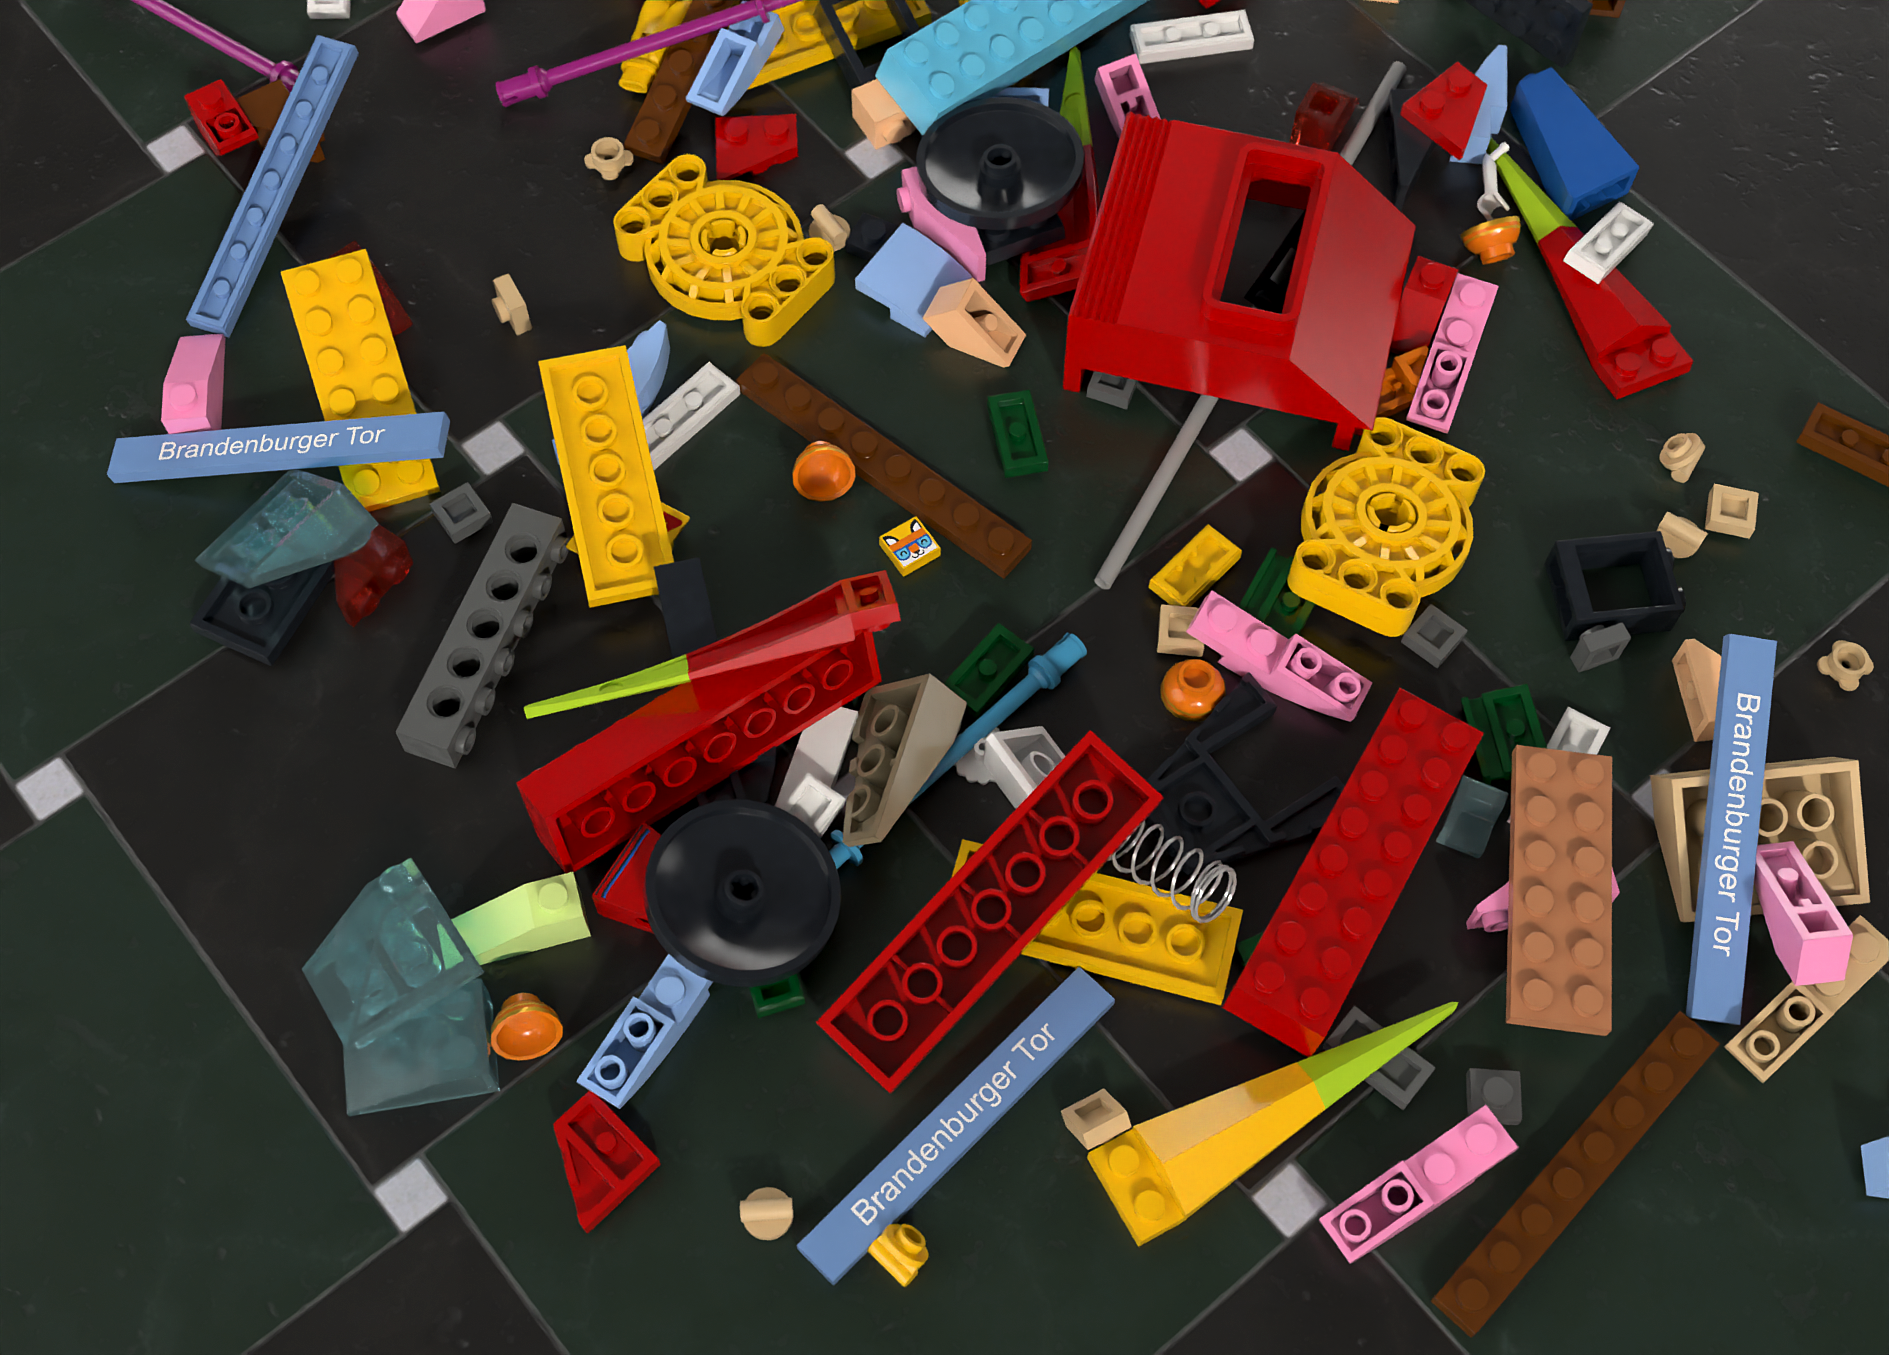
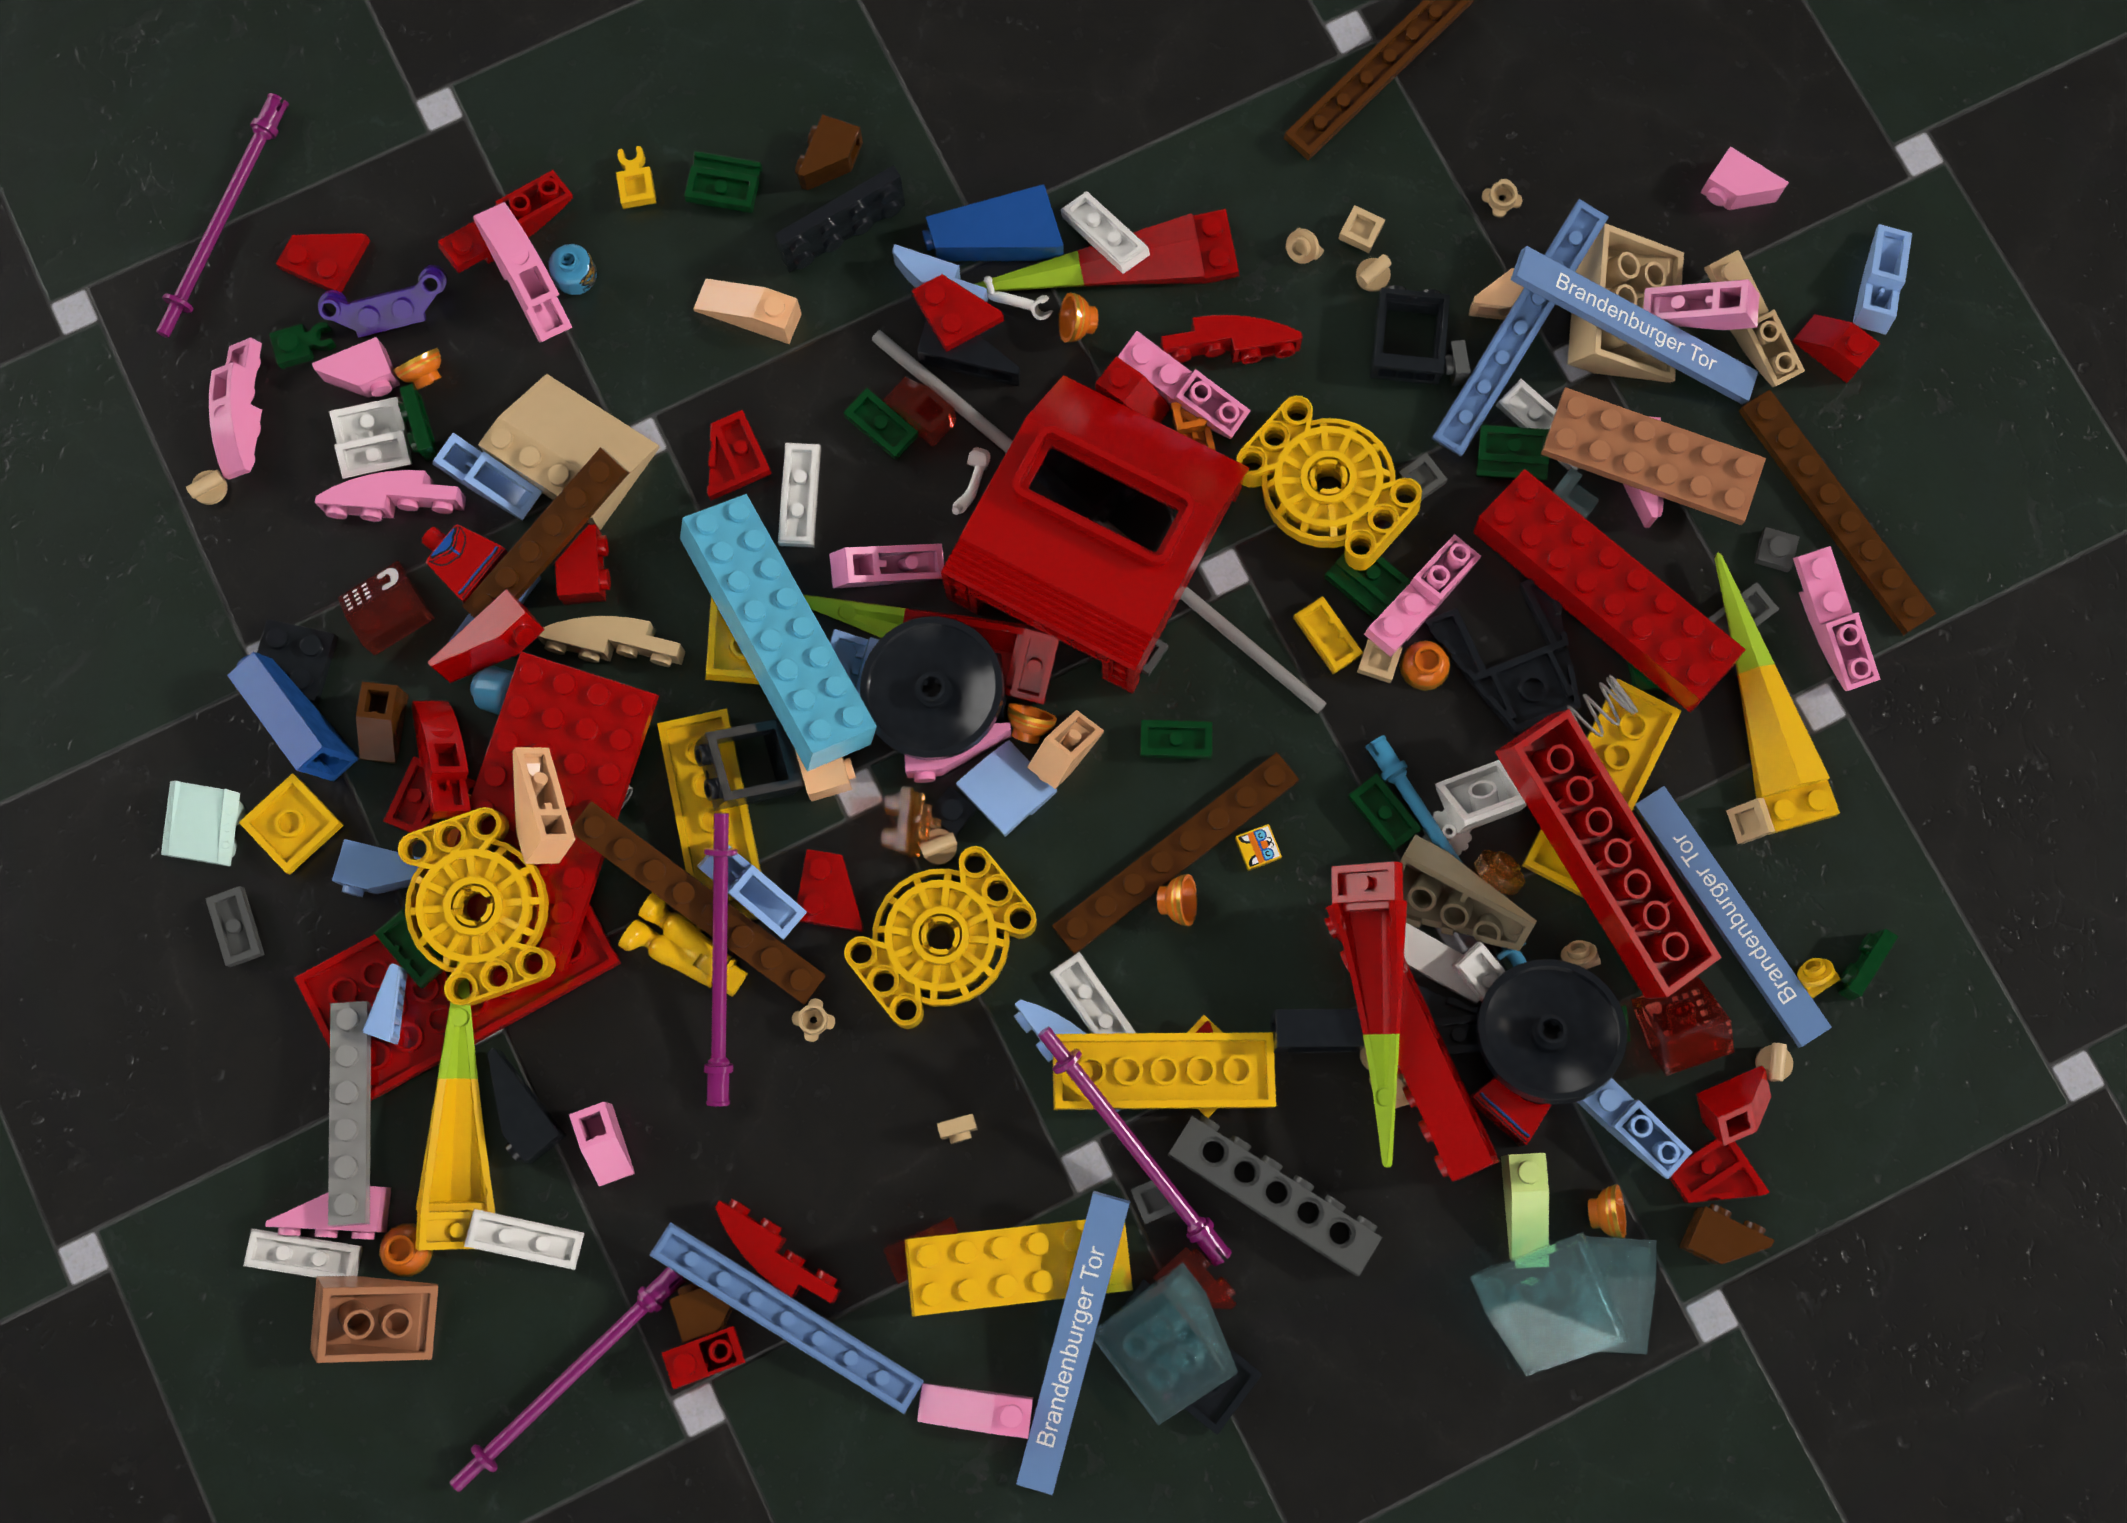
camera: 75 degrees left, 15 degrees up
(344, 159) = (761, 1247): none -> red slope
(433, 558) = (1198, 1228): none -> magenta bar
(512, 1175) = (1721, 1239): none -> reddish brown slope
(695, 1163) = (1736, 1105): none -> red slope
(790, 1077) = (1684, 1027): none -> clear red slope
(850, 194) = (913, 822): none -> clear orange hips
(857, 935) = (1581, 954): none -> tan plate
(942, 809) = (1500, 871): none -> clear orange plate
(953, 1321) = (1859, 975): none -> dark green plate
(998, 279) = (1029, 722): none -> orange piece
(1294, 84) = (881, 424): none -> dark green plate
(1537, 400) = (1244, 336): none -> red slope
(1670, 697) = (1515, 335): none -> medium blue tile
(1819, 1127) = (1836, 345): none -> red slope

